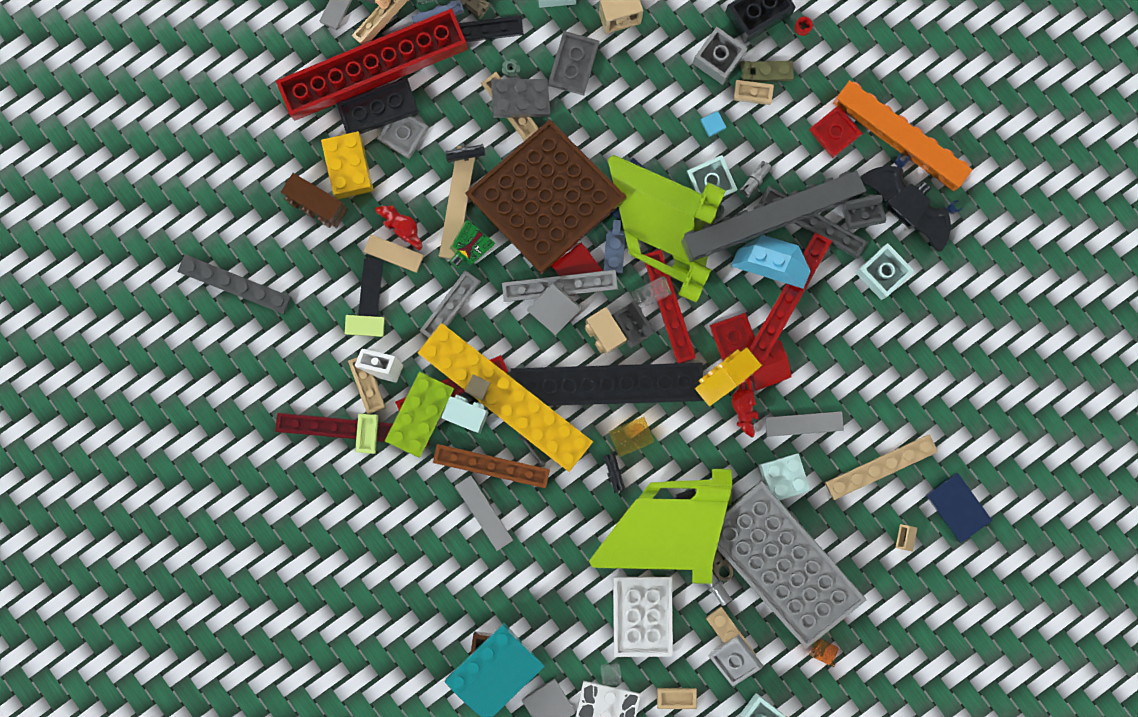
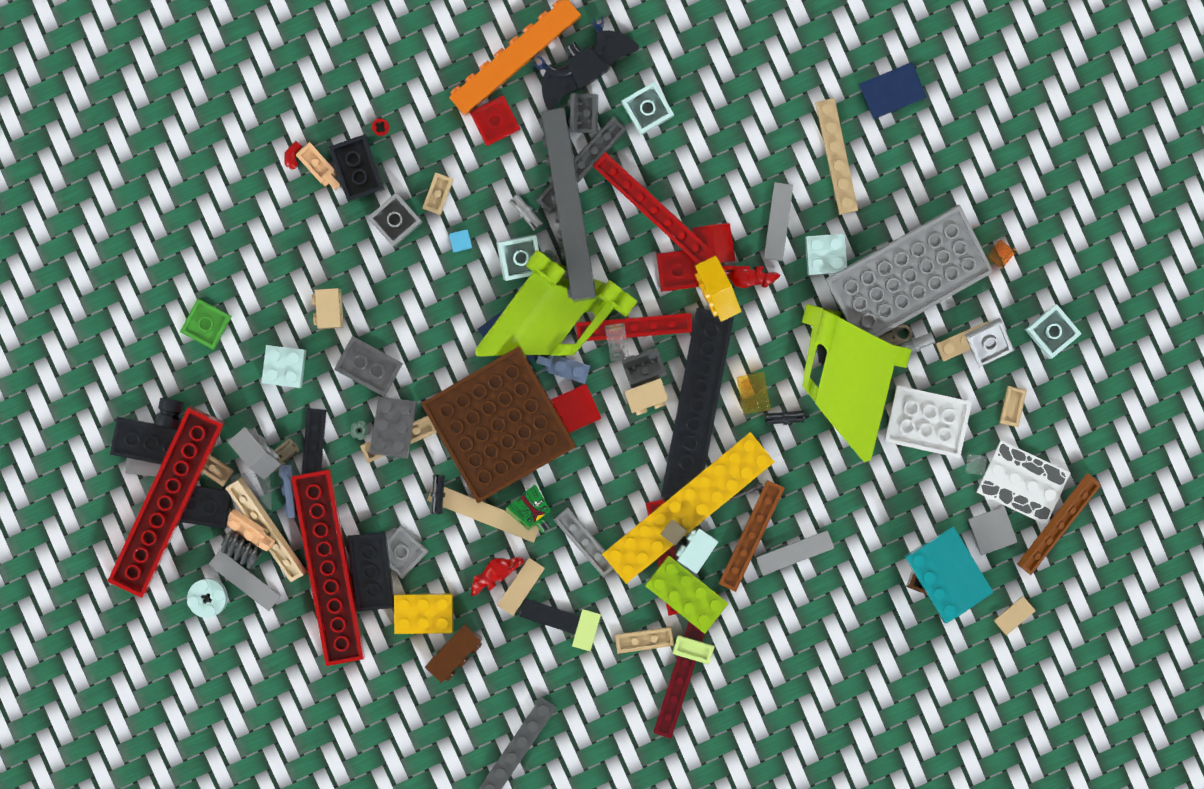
camera: 70 degrees left, 5 degrees up
(379, 365) = (629, 623): white slope -> none
(554, 308) = (612, 441): light grey tile -> none
(569, 284) = (590, 430): light grey plate -> none
(767, 71) = (419, 174): olive plate -> none
(773, 260) = (612, 215): medium azure wedge -> none
(909, 540) = (910, 149): tan piece -> none

